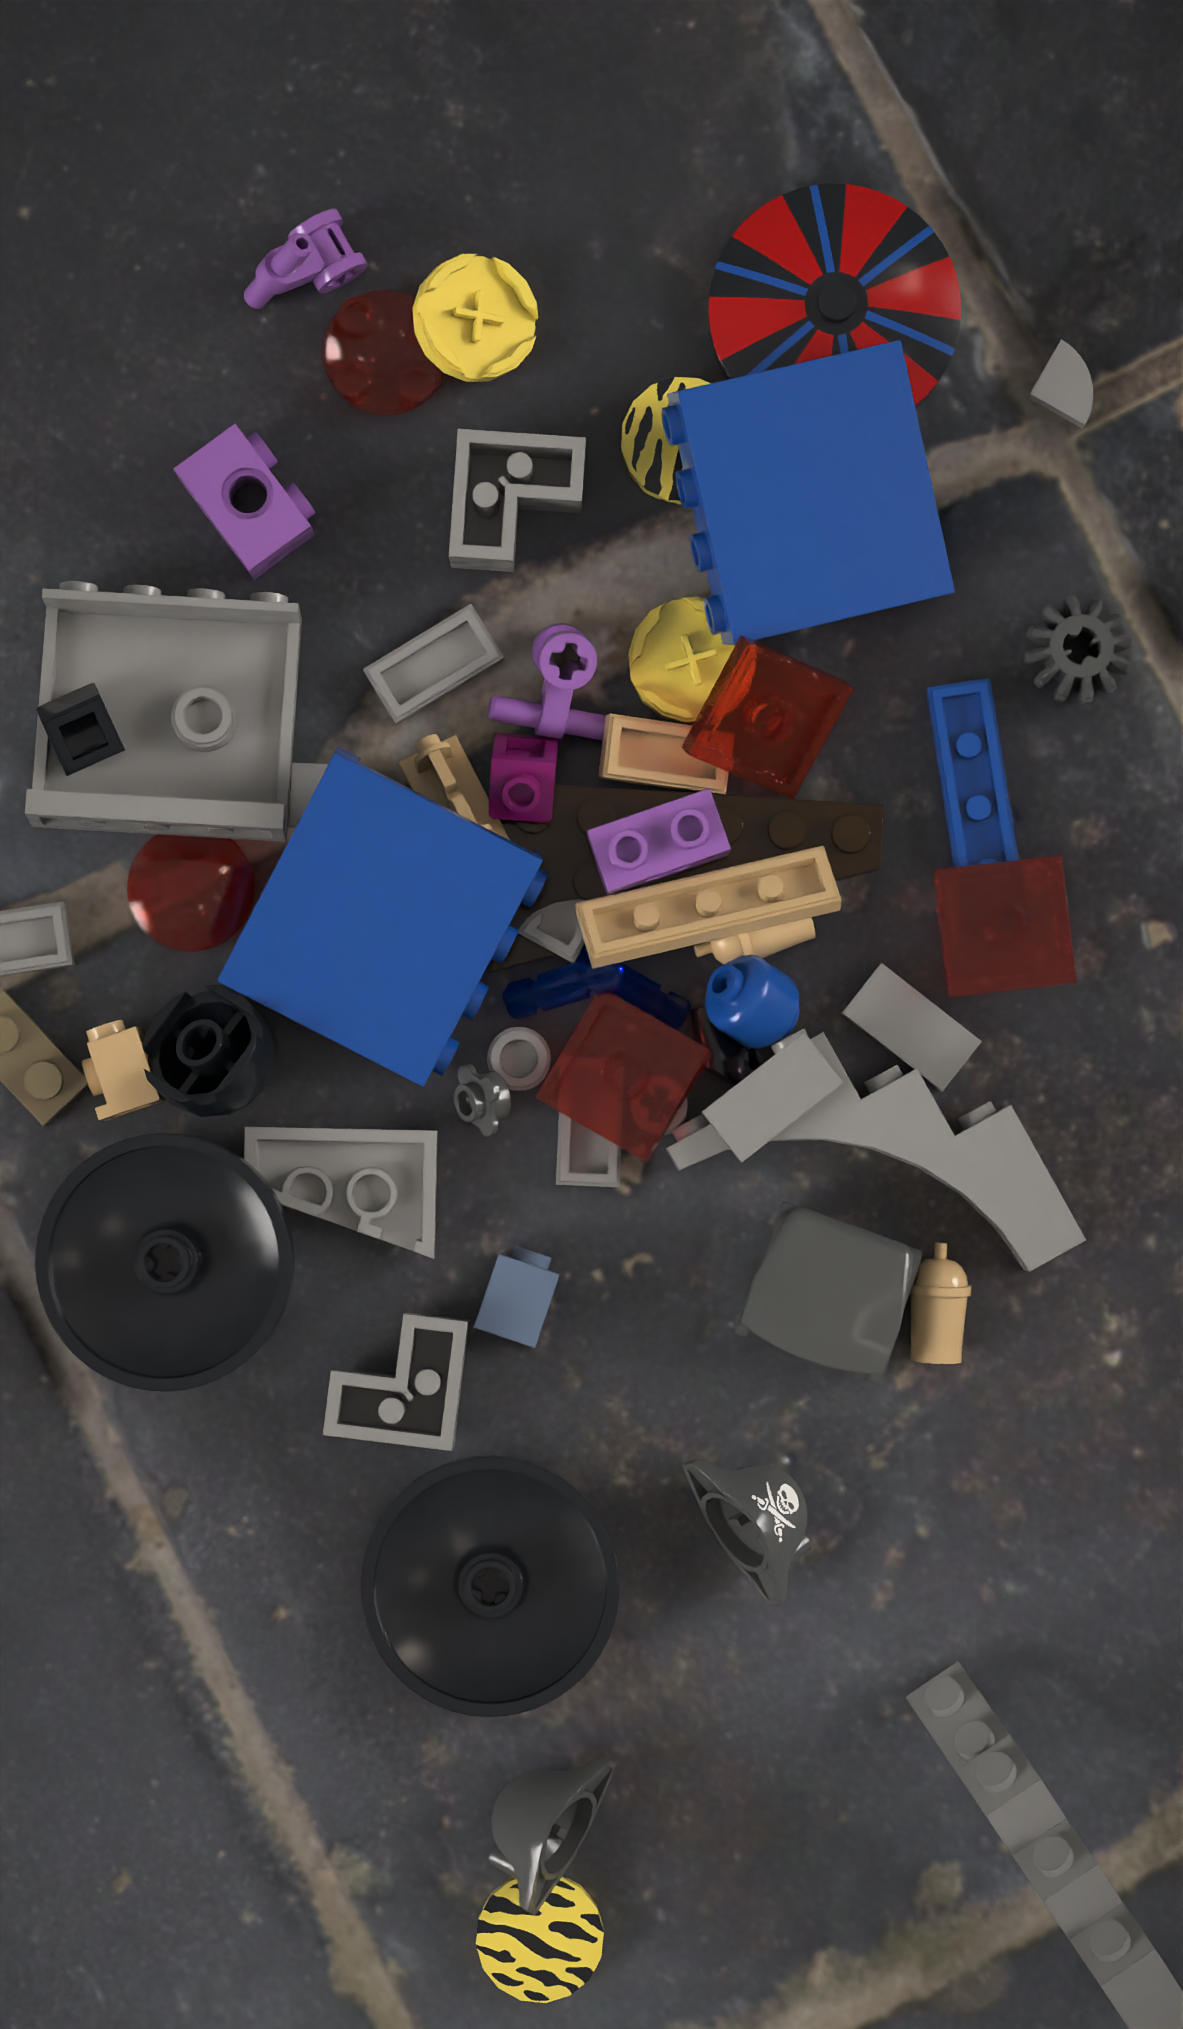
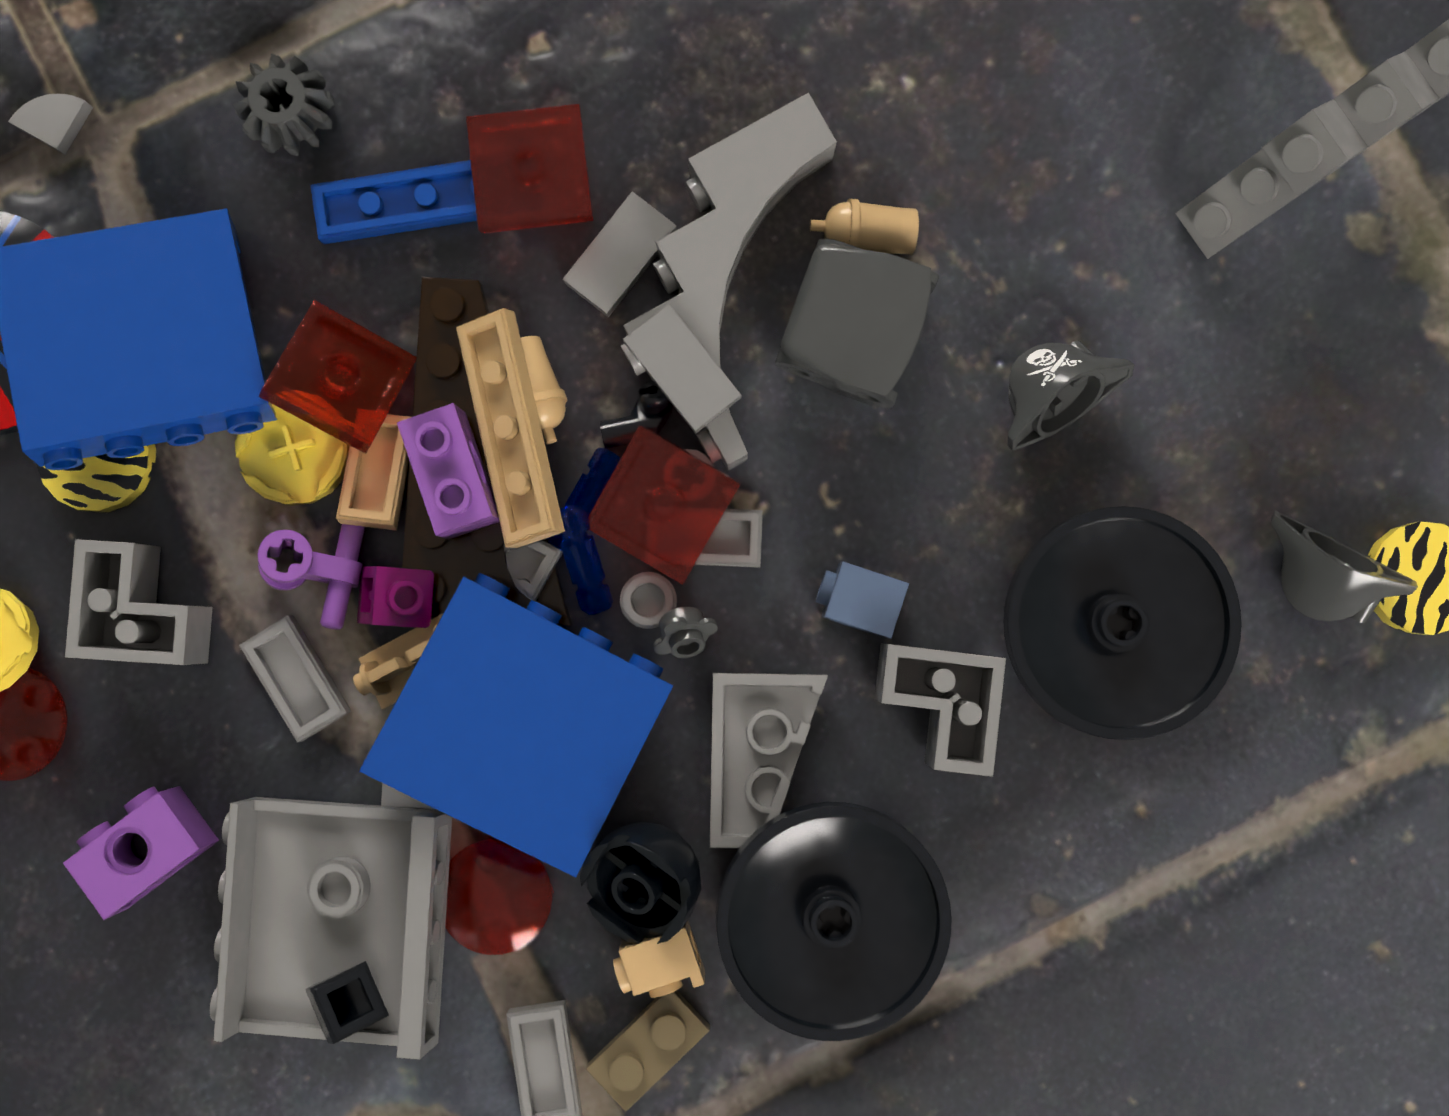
camera: 85 degrees left, 0 degrees up
(752, 1001) = (596, 390): blue head -> none

